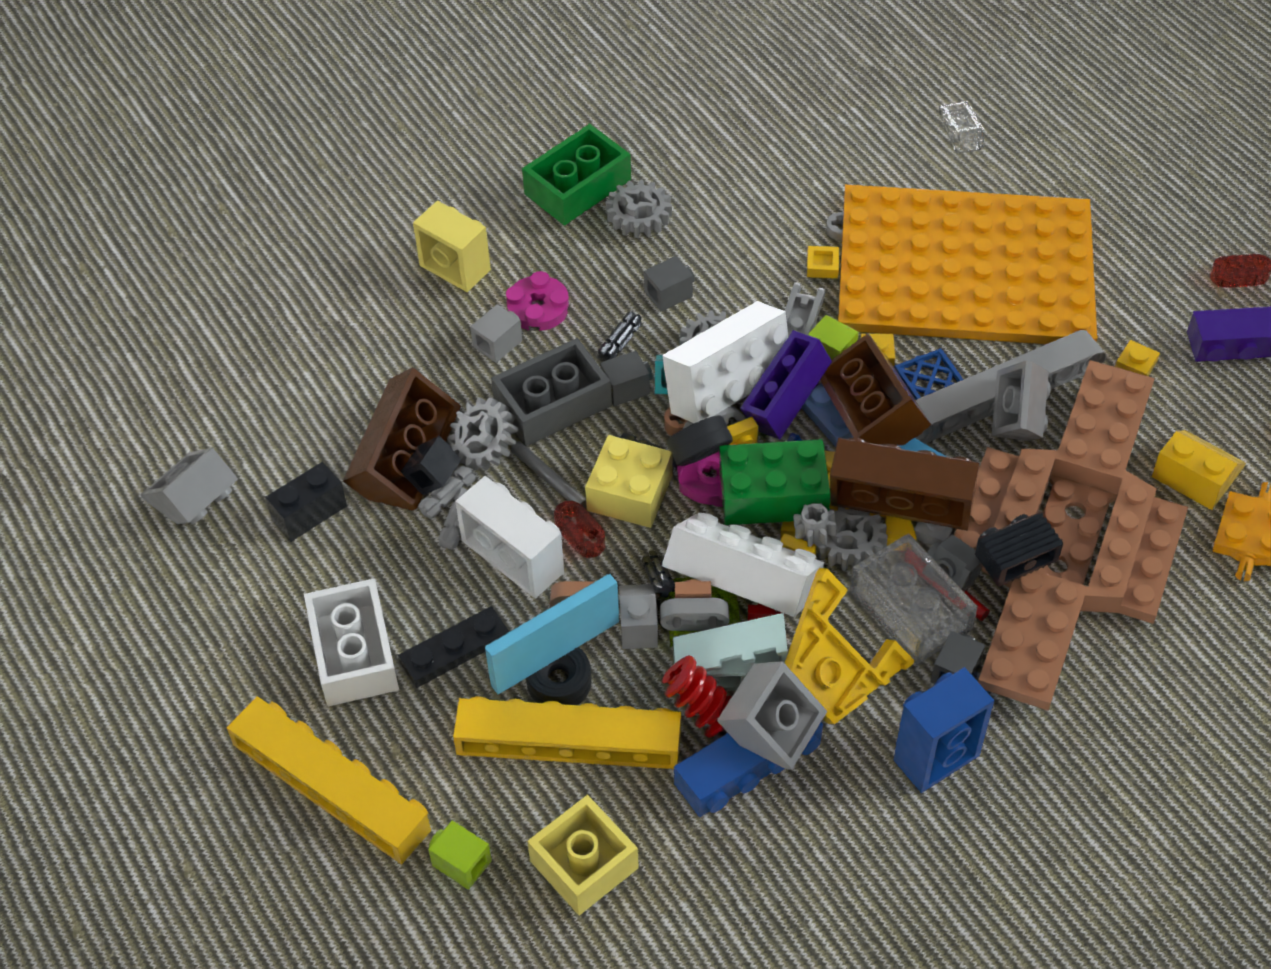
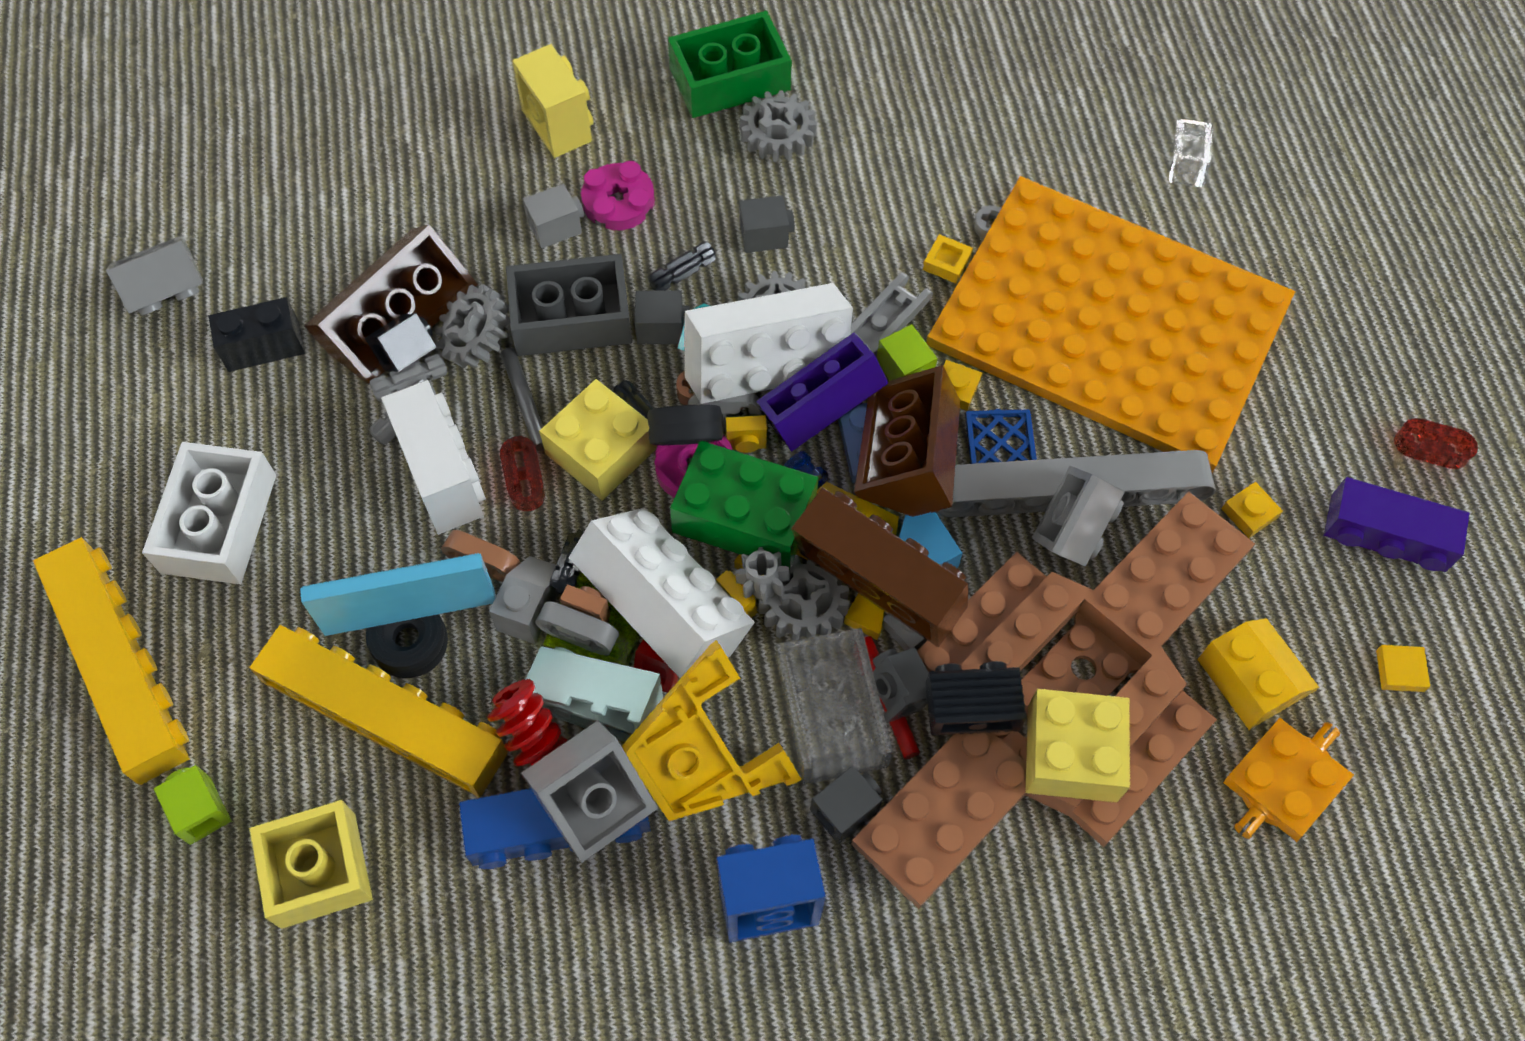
camera: 20 degrees right, 10 degrees up
(452, 647) = (322, 557): black plate -> none
(1107, 550) = (1078, 745): none -> light yellow brick

